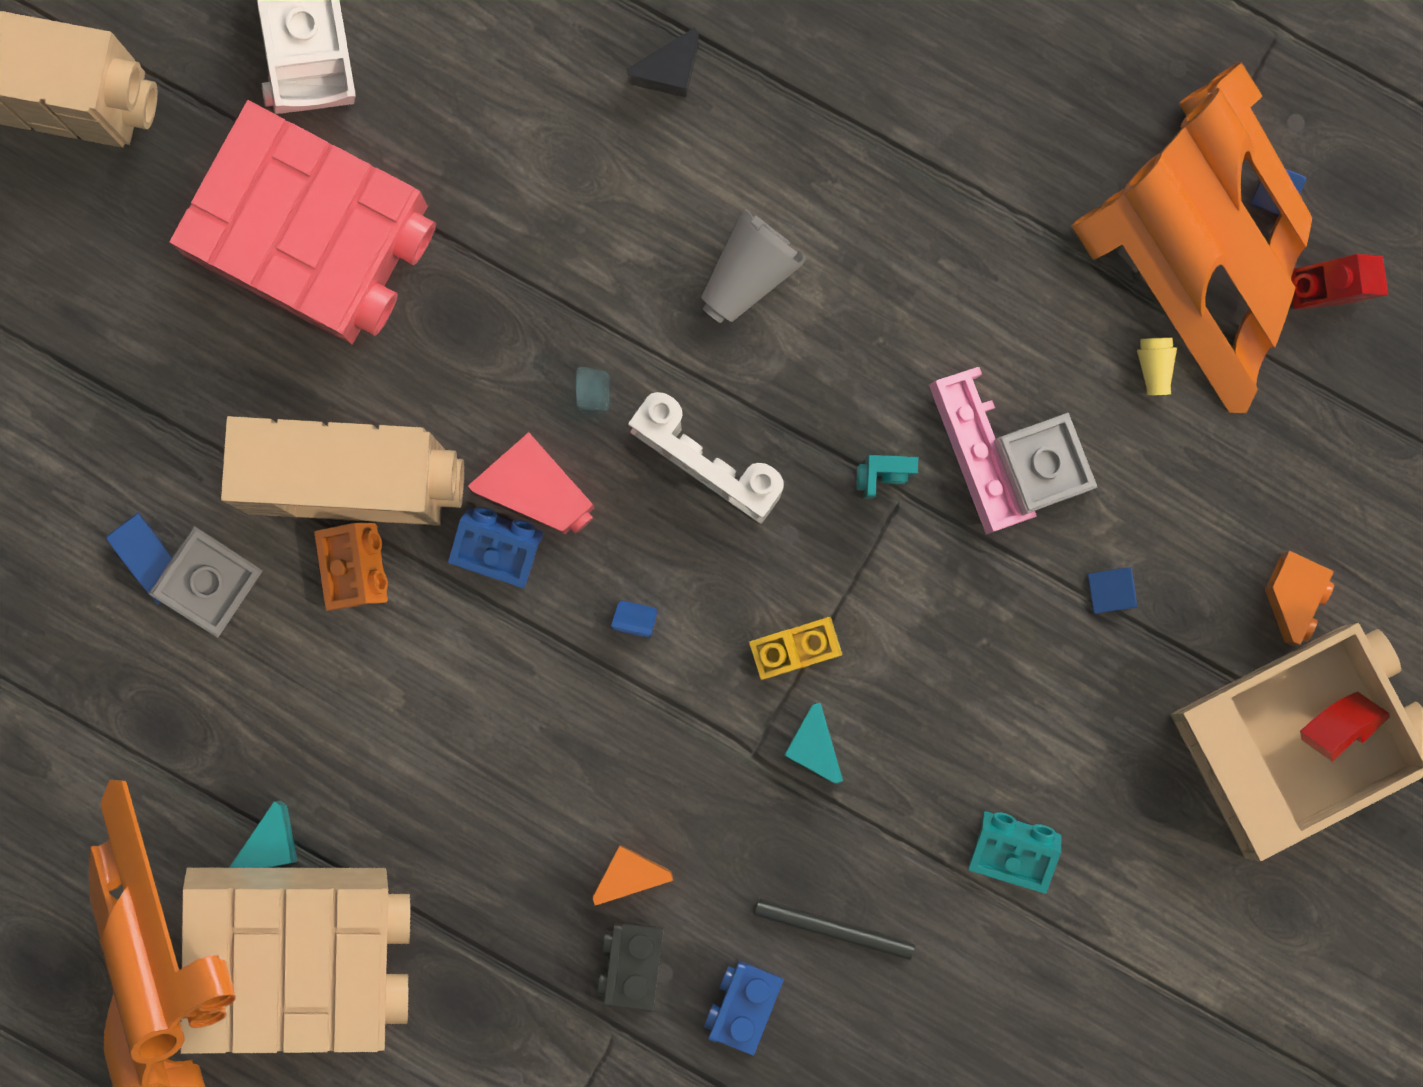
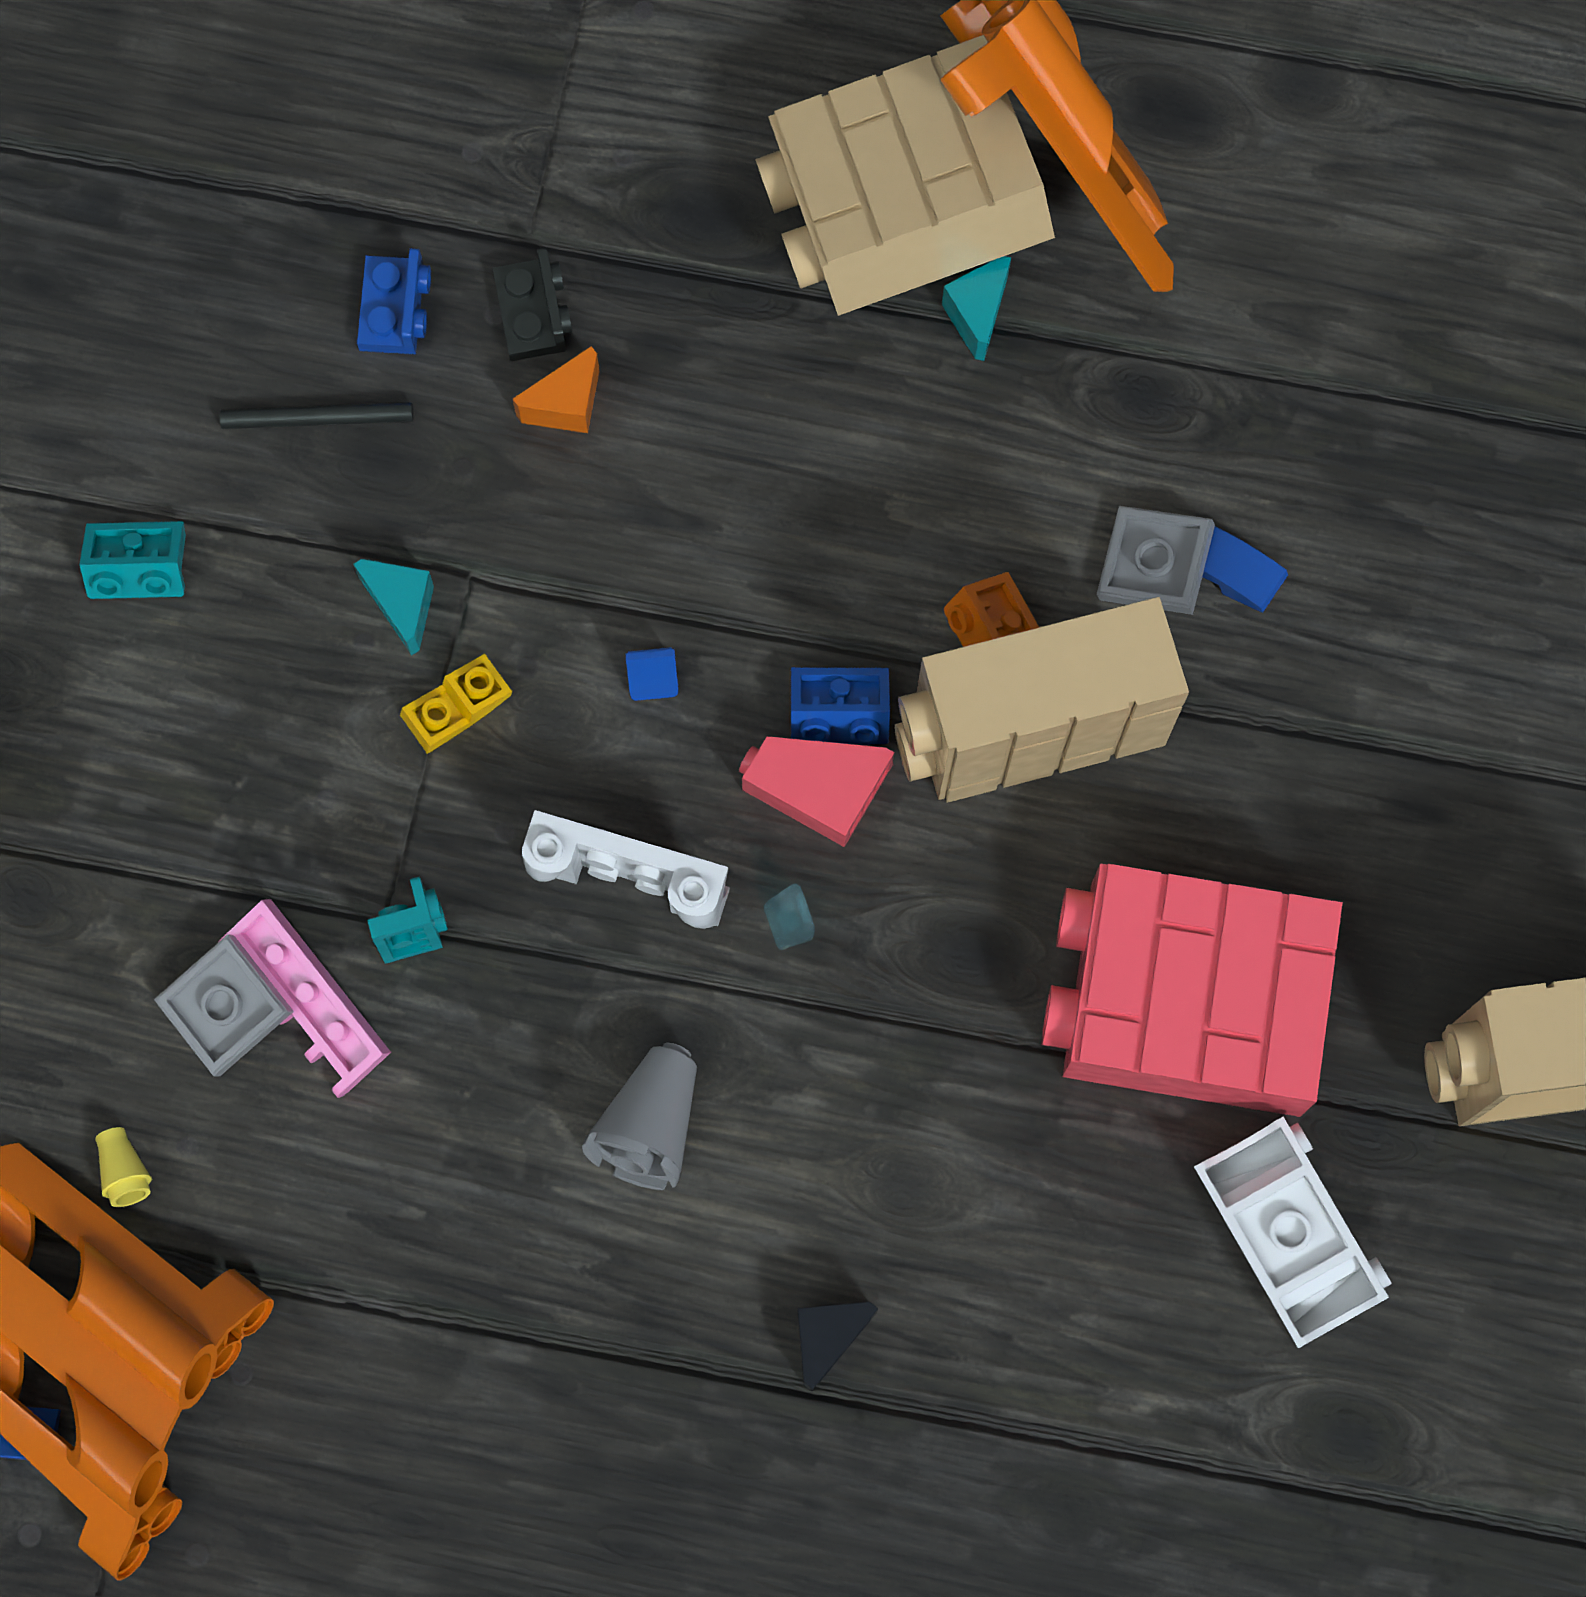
camera: 160 degrees right, 10 degrees down
(1112, 590) = (102, 885): blue slope -> none

